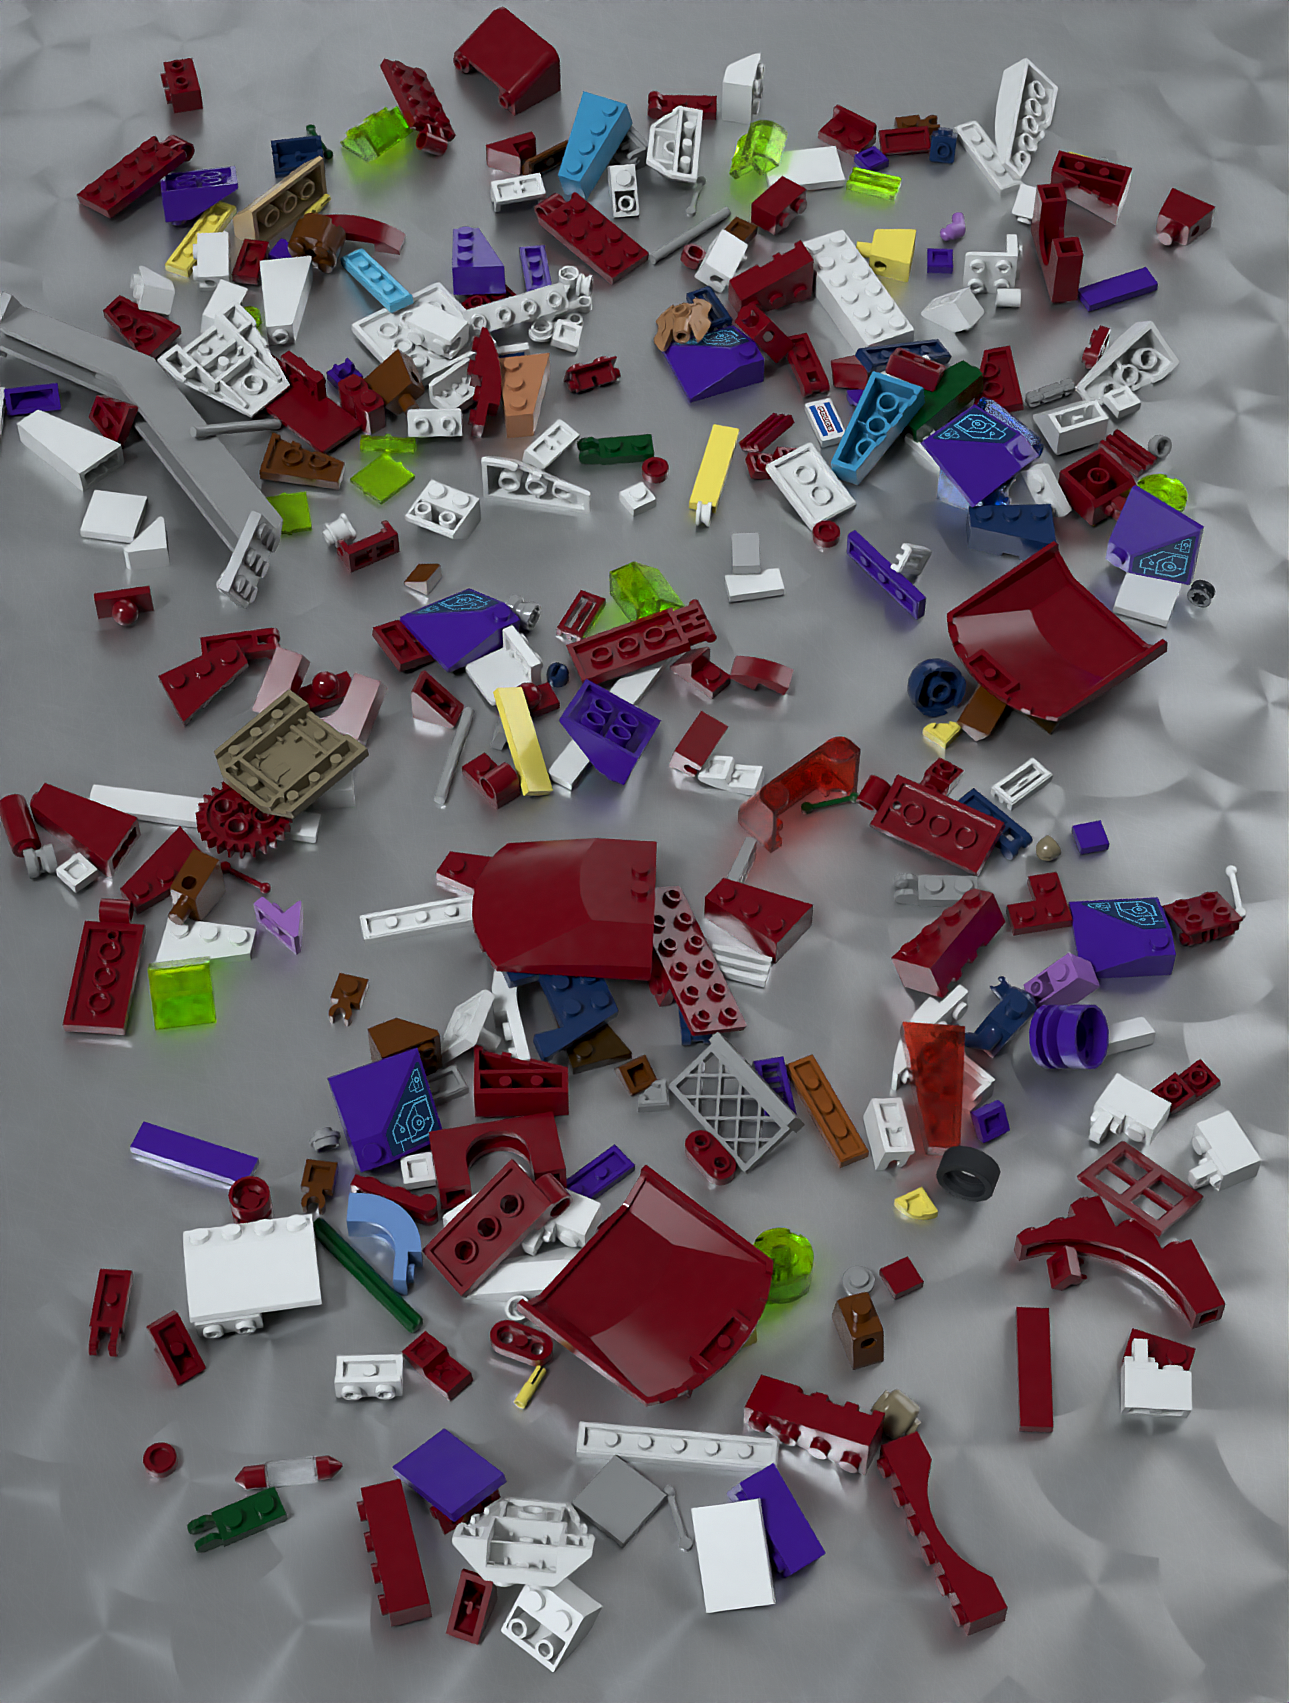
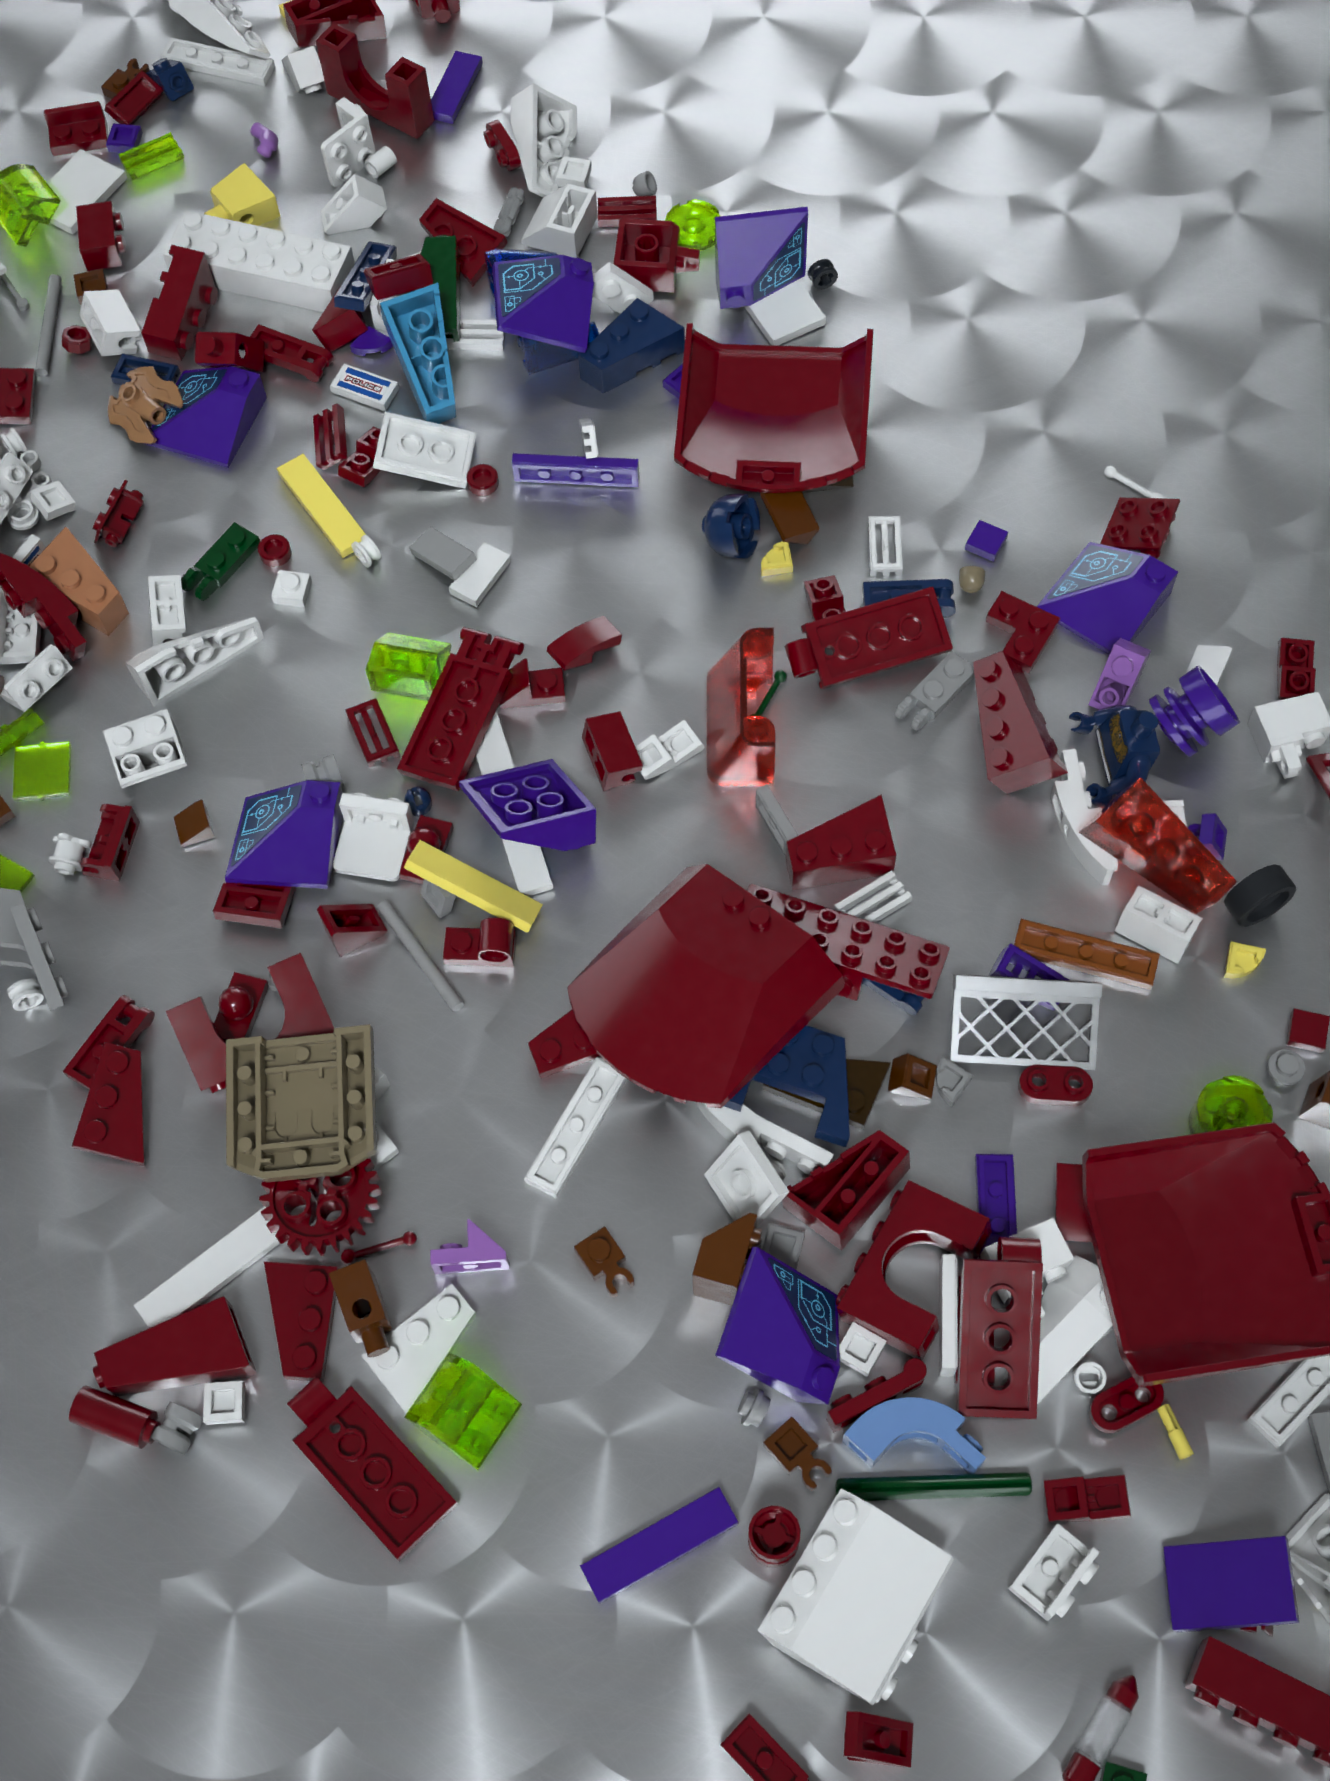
camera: 45 degrees left, 10 degrees up
(940, 261) = (286, 177): dark purple tile -> none

